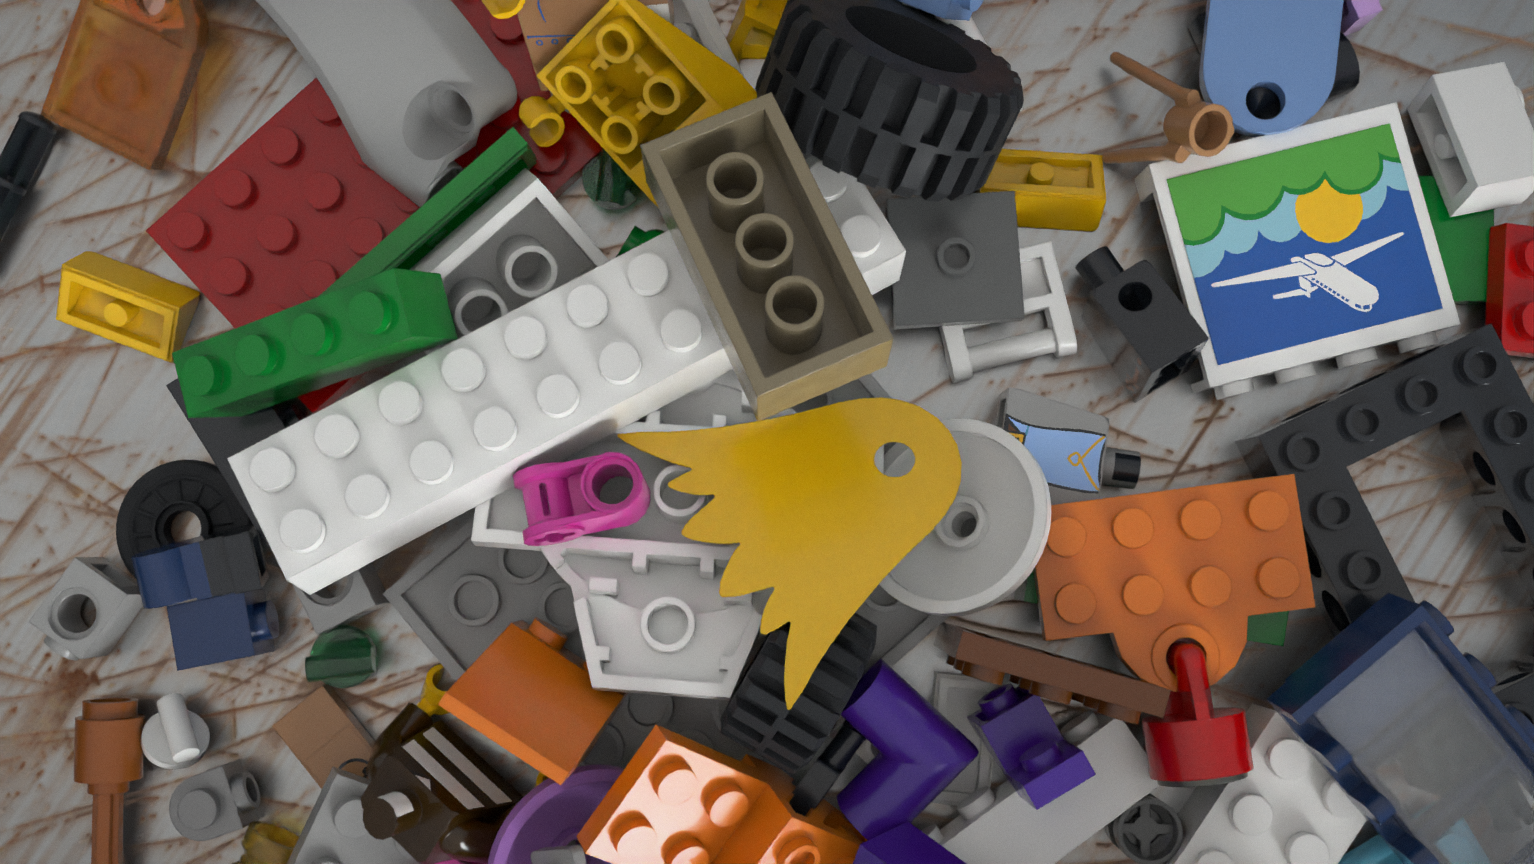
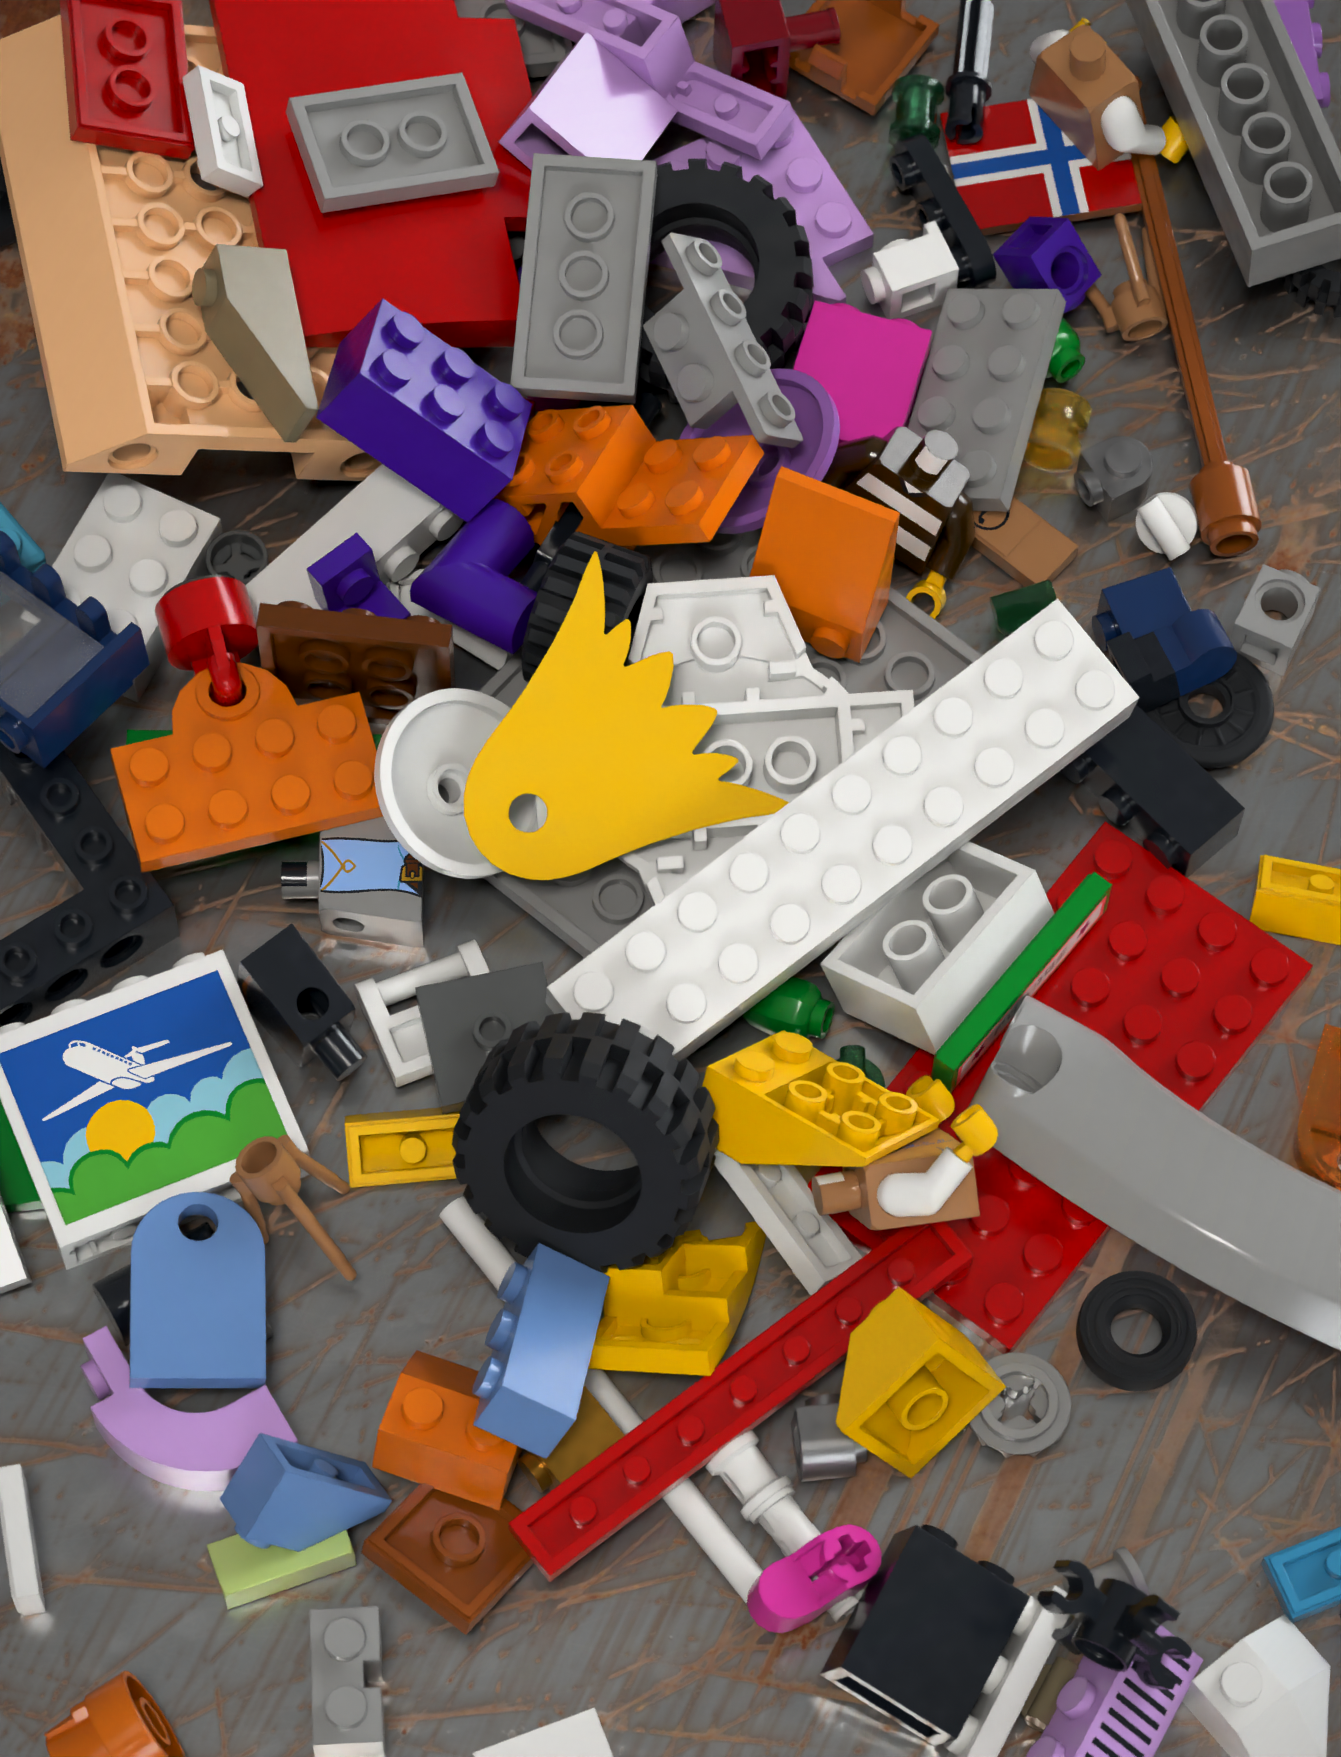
camera: 165 degrees right, 20 degrees down
(315, 344) = (1091, 822): green brick -> none
(575, 498) = (827, 723): dark pink piece -> none
(766, 256) = (680, 920): dark tan brick -> none

